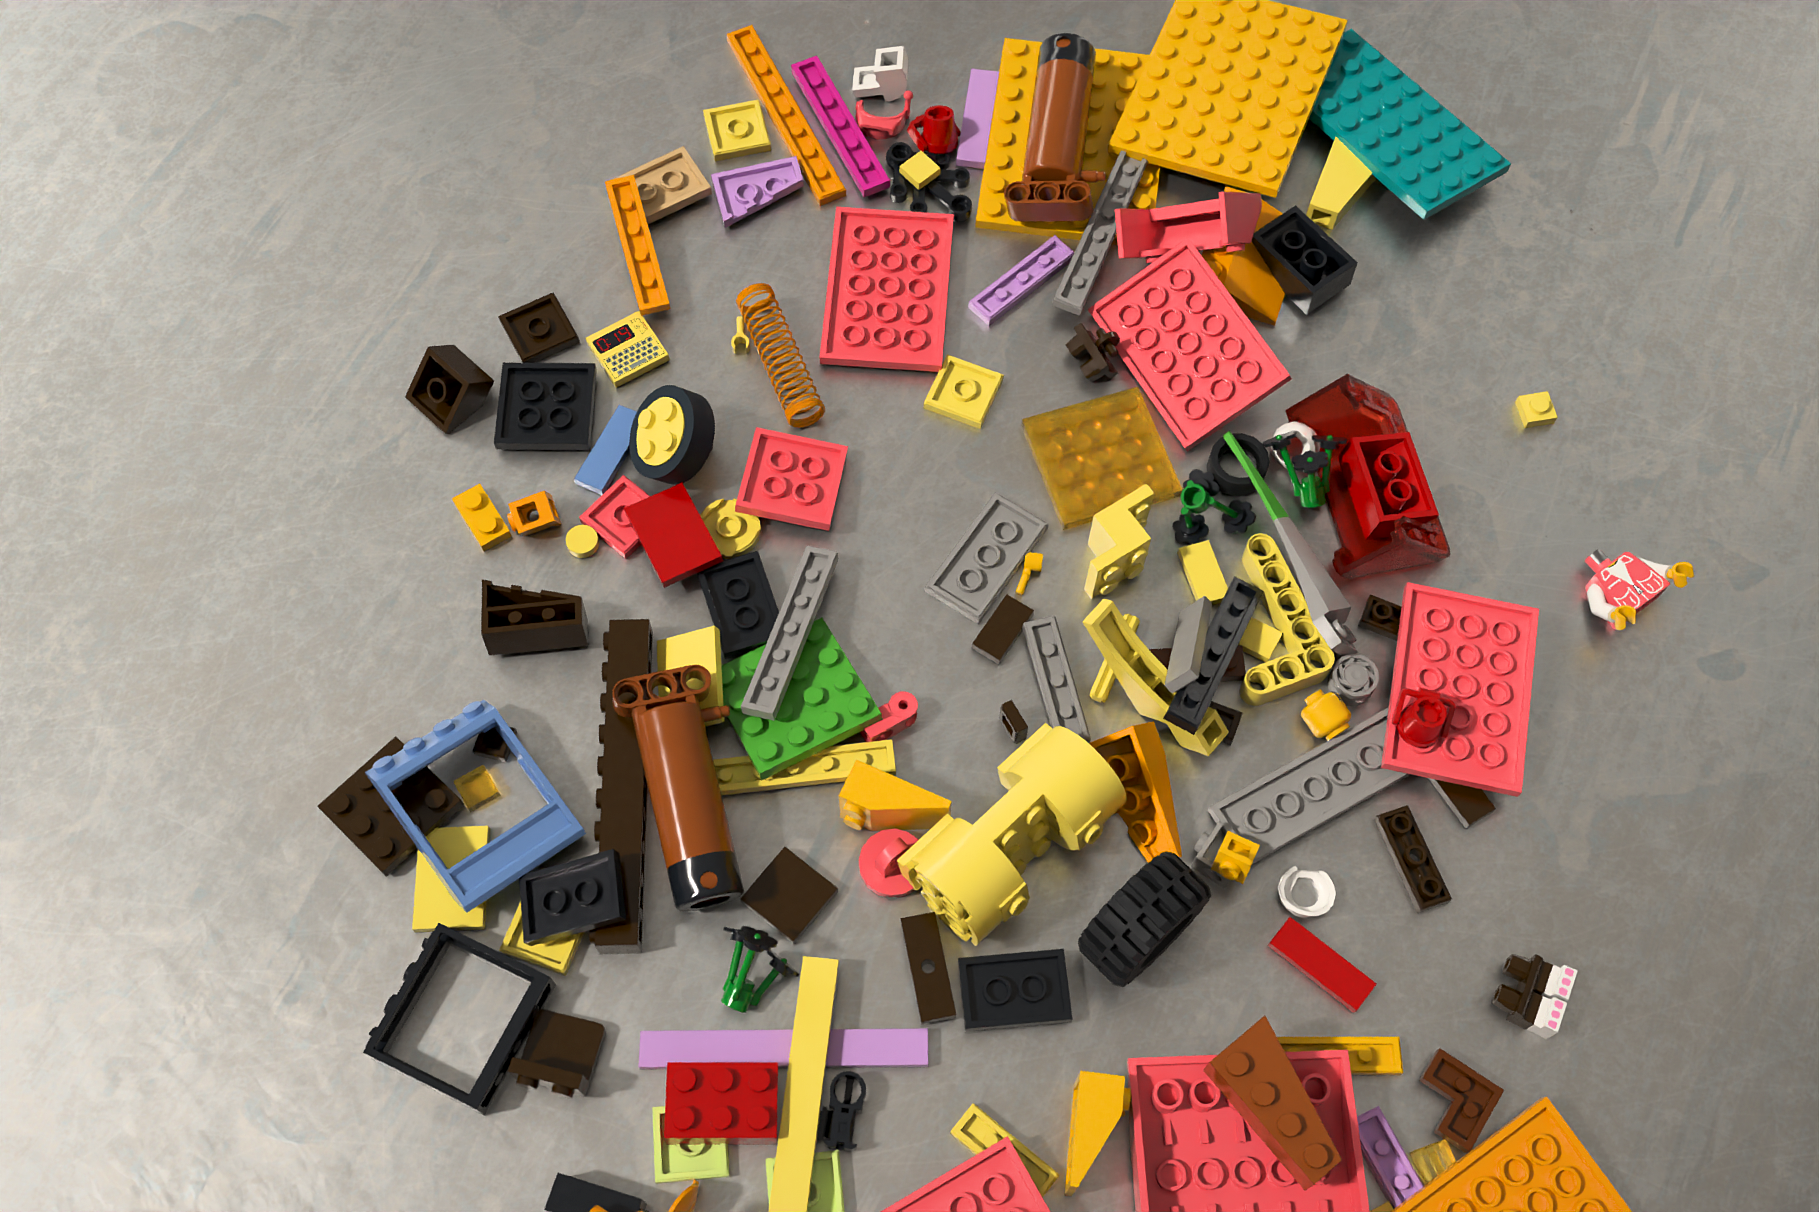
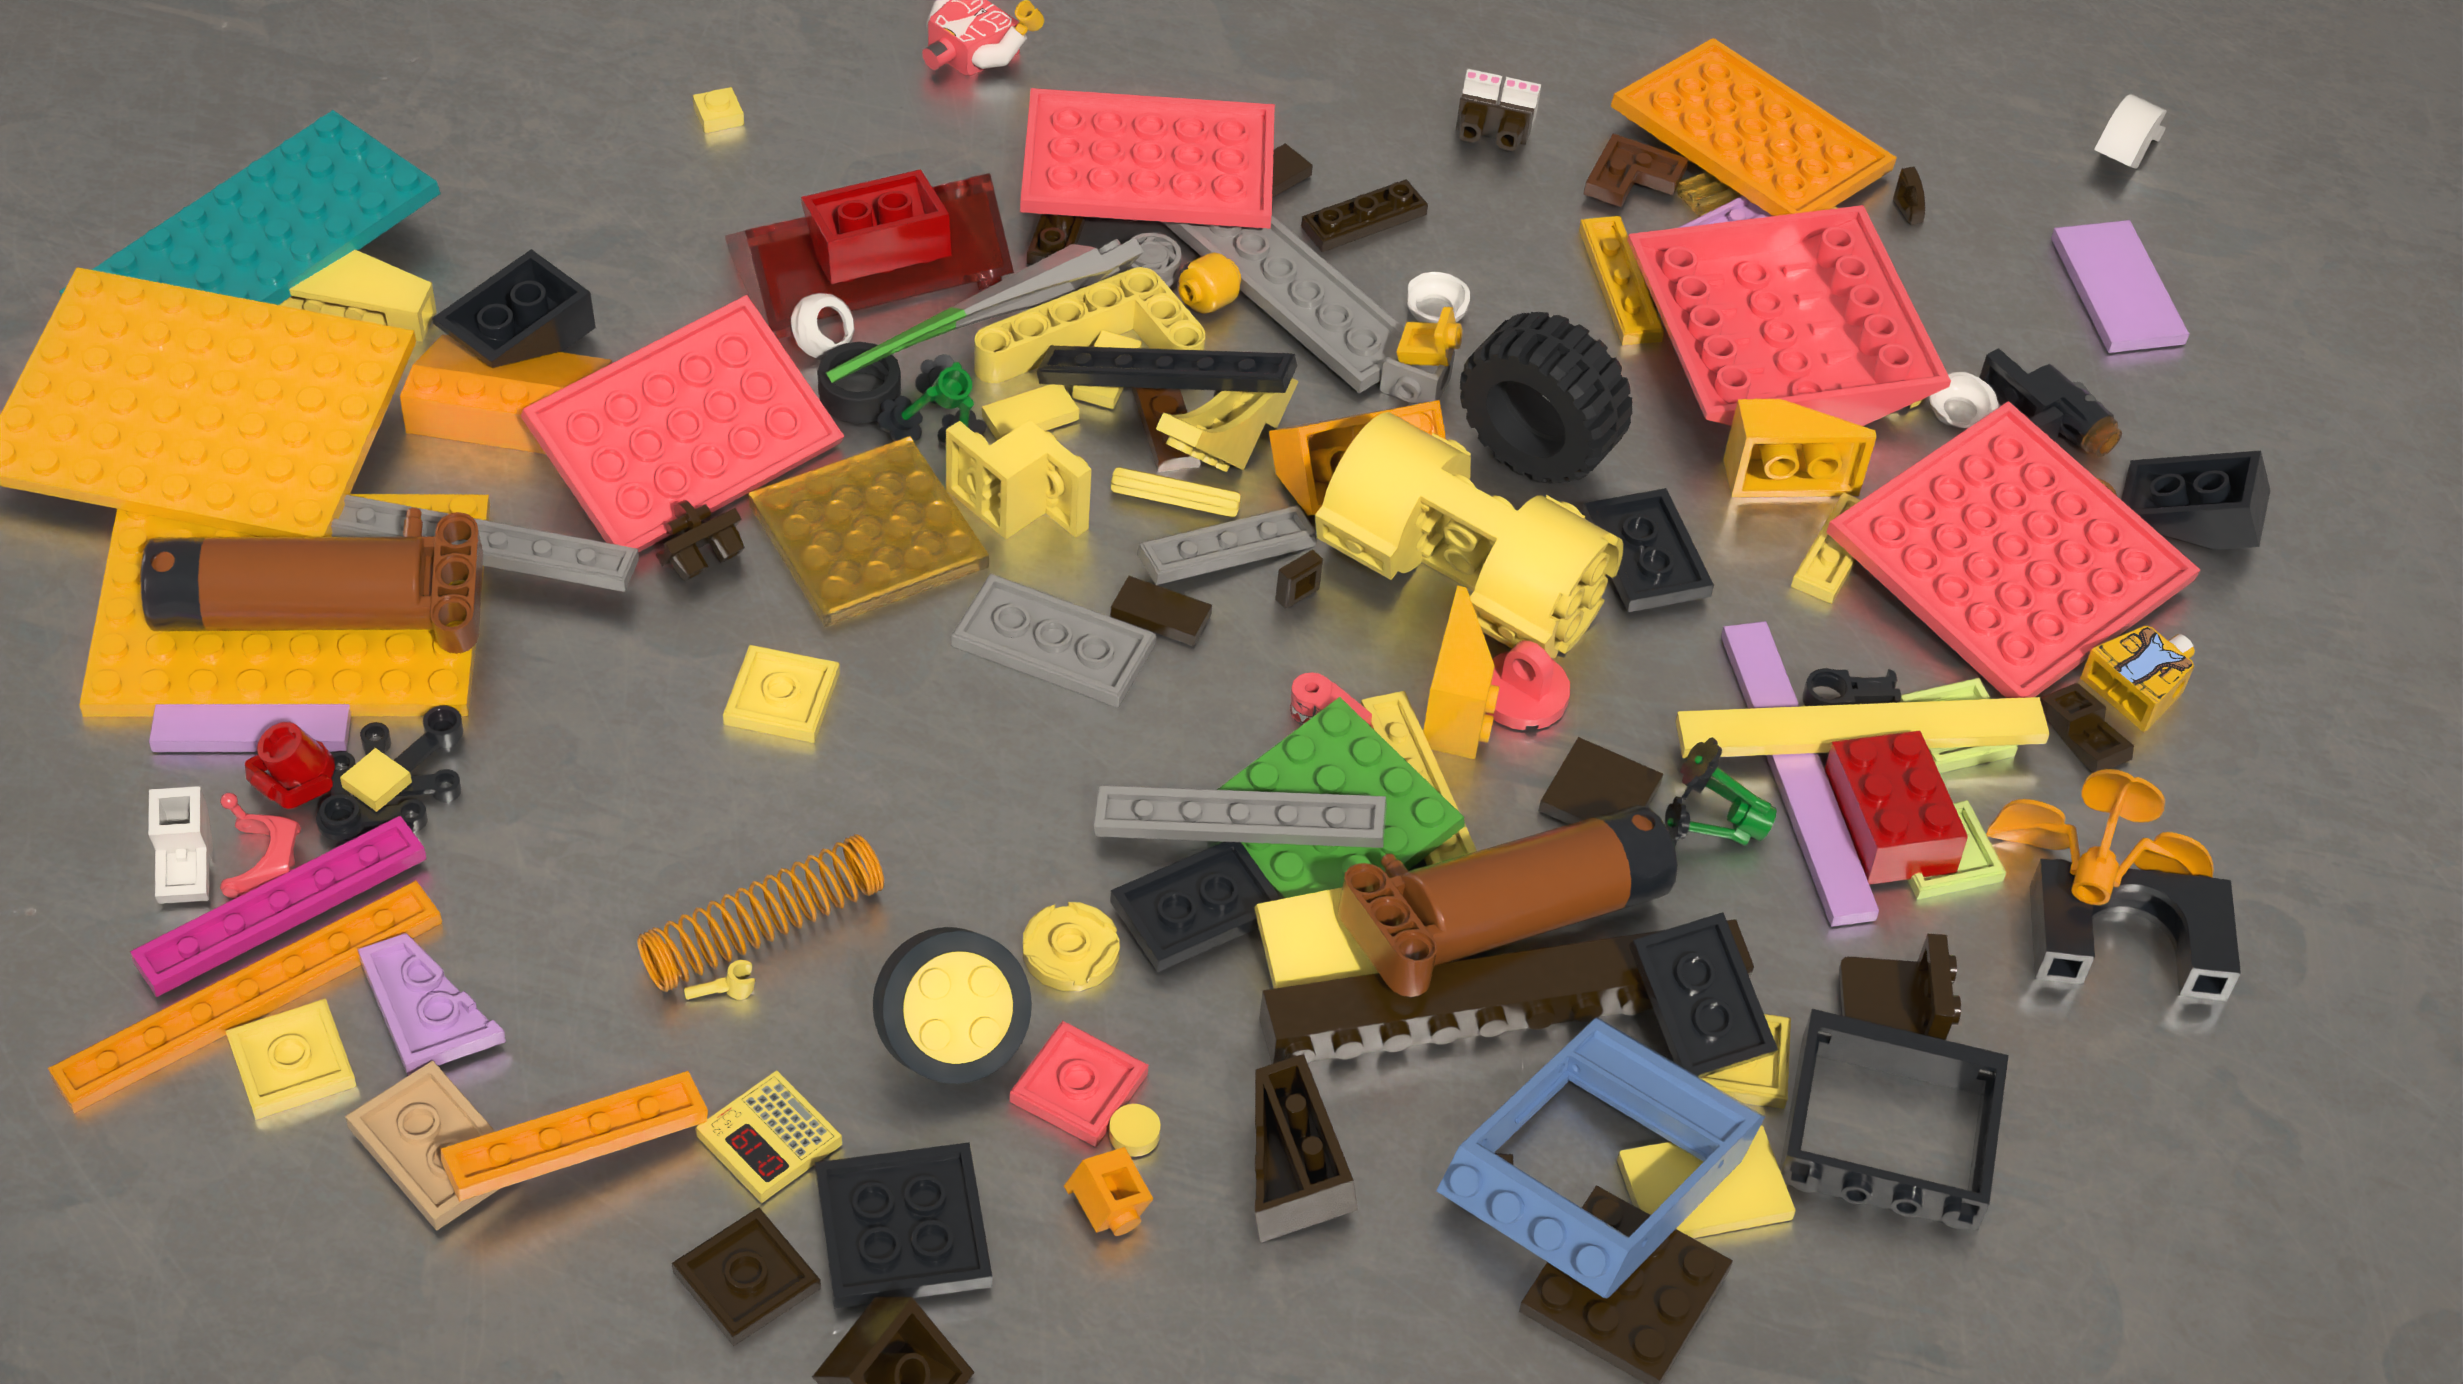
camera: 105 degrees left, 15 degrees down
(476, 788) = (1568, 1178): clear yellow tile -> none
(481, 517) = (1120, 1279): yellow plate -> none
(607, 453) = (957, 1119): medium blue tile -> none
(673, 535) = (1111, 994): red tile -> none
(791, 479) = (981, 866): coral plate -> none
(887, 289) = (608, 801): coral plate -> none
(925, 947) = (1649, 633): dark brown tile -> none
(1021, 280) = (570, 644): lavender tile -> none
(1032, 562) = (1054, 585): yellow hand -> none
(1188, 645) = (1163, 388): light grey tile -> none
(1208, 225) = (482, 400): coral windscreen -> none
(1274, 1103) = (1716, 276): dark orange wedge -> none
(1313, 489) = (877, 279): plant -> none
(1322, 964) = (1518, 284): red tile -> none
(1424, 719) = (1215, 175): red piece -> none

